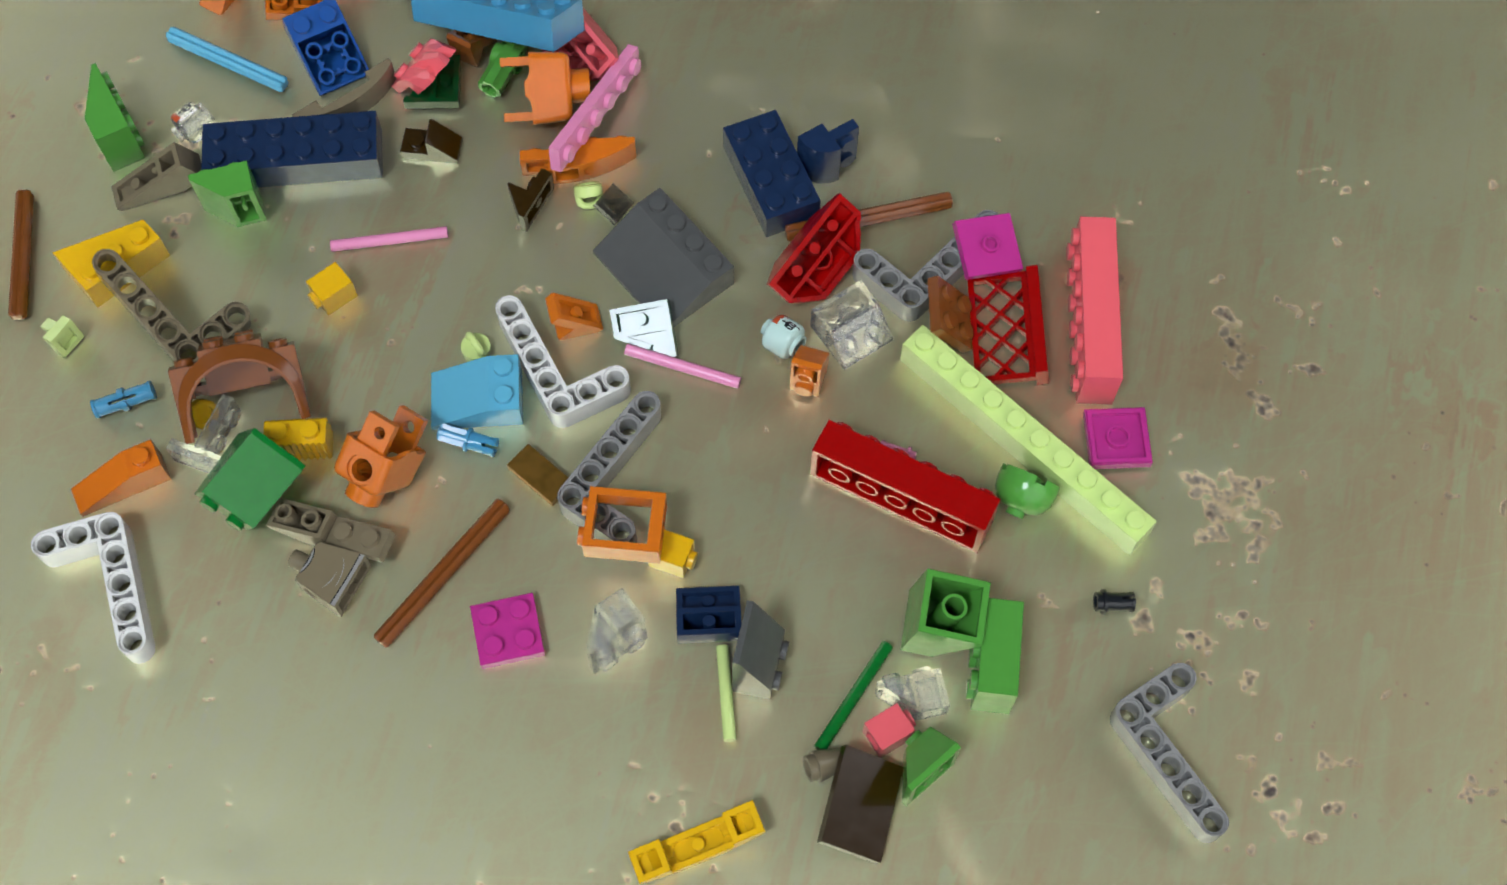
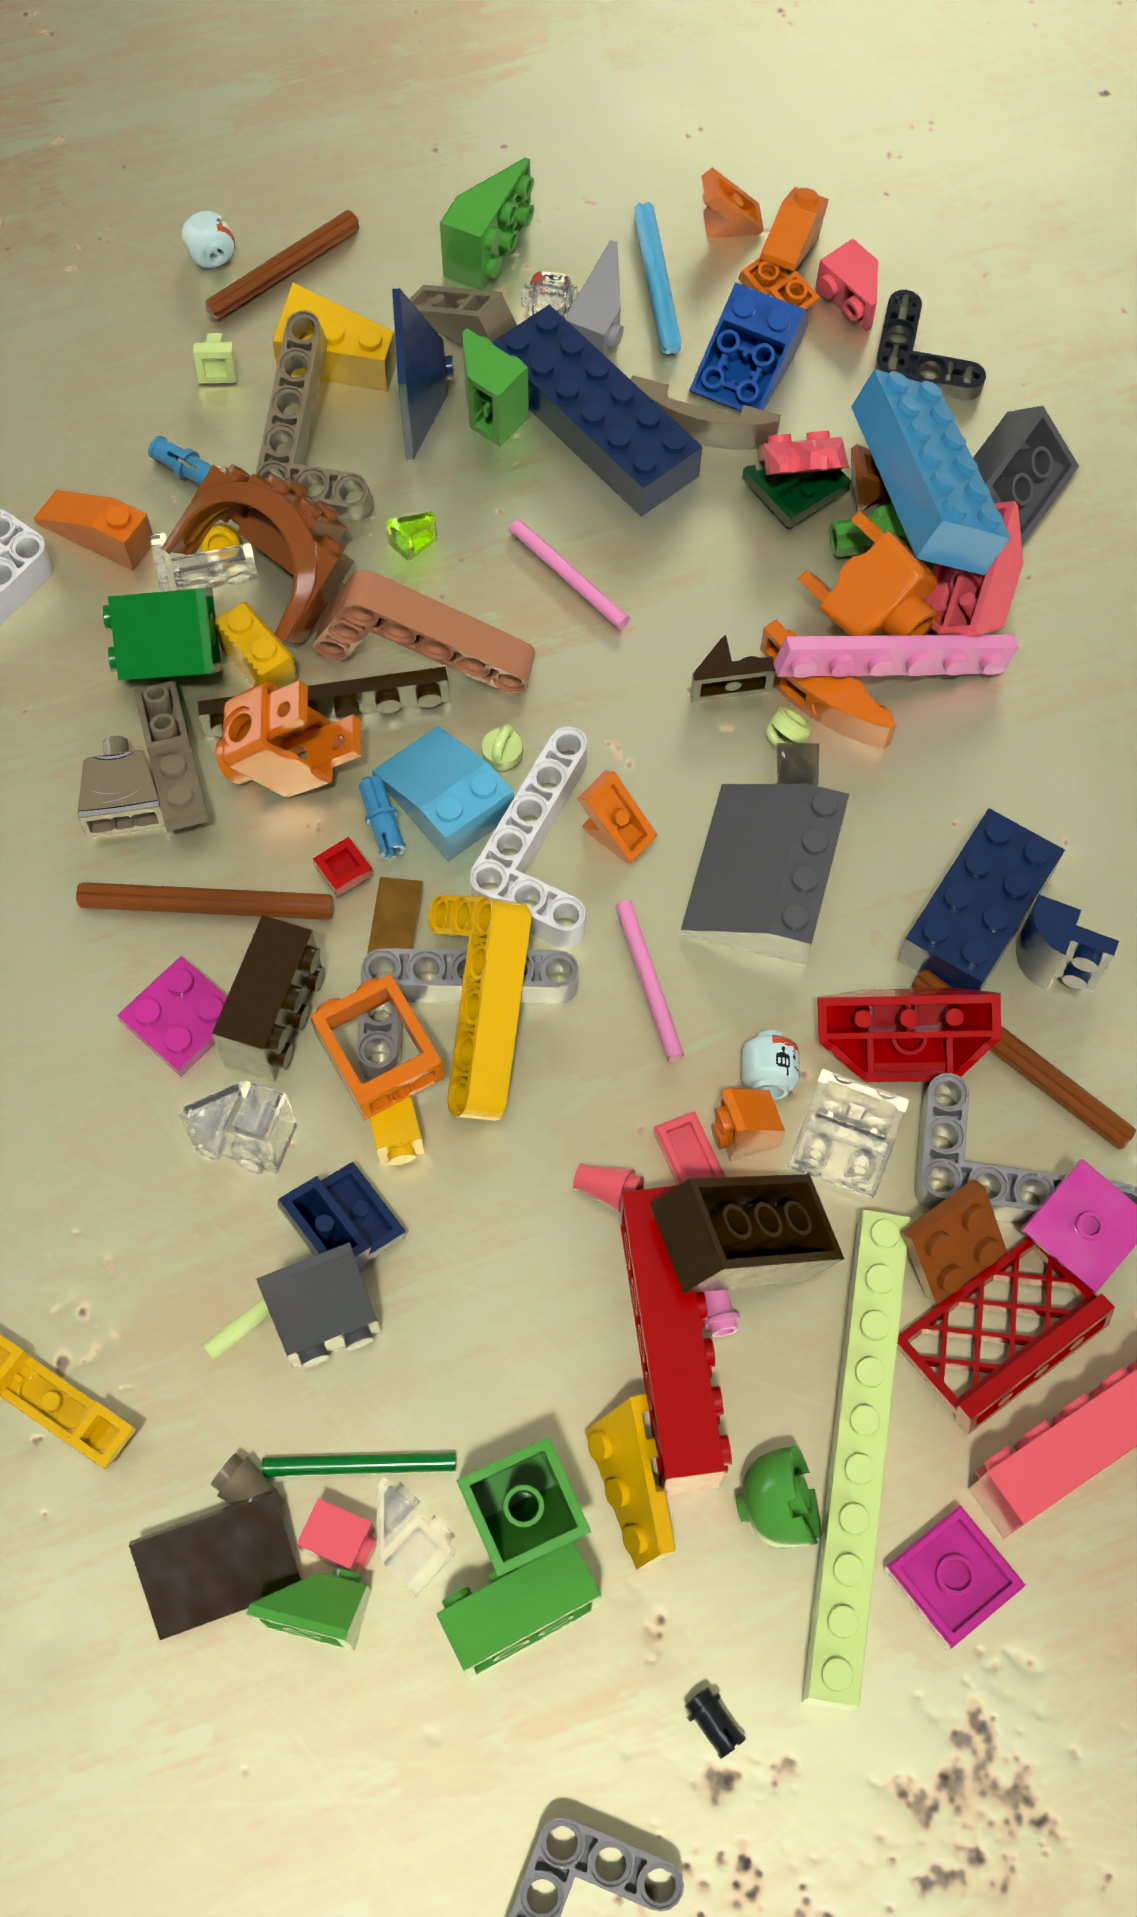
camera: 55 degrees right, 0 degrees up
(183, 228) = (420, 371): none -> dark blue slope
(220, 97) = (597, 305): none -> light grey slope
(290, 304) = (412, 533): none -> clear neon green slope
(330, 289) = (458, 559): yellow brick -> none
(363, 334) = (424, 626): none -> nougat beam
(388, 387) = (355, 696): none -> dark brown plate
(433, 144) = (719, 533): dark brown slope -> none
(484, 481) = (342, 866): none -> red plate
(544, 568) = (269, 999): none -> dark brown brick
(637, 444) = (489, 998): none -> yellow beam
(646, 326) = (665, 906): wing -> none
(790, 463) = (606, 1183): none -> coral cone
(803, 413) = (687, 1149): none -> coral tile
(877, 404) = (745, 1231): none -> dark brown brick
(957, 554) = (625, 1466): none -> yellow wing

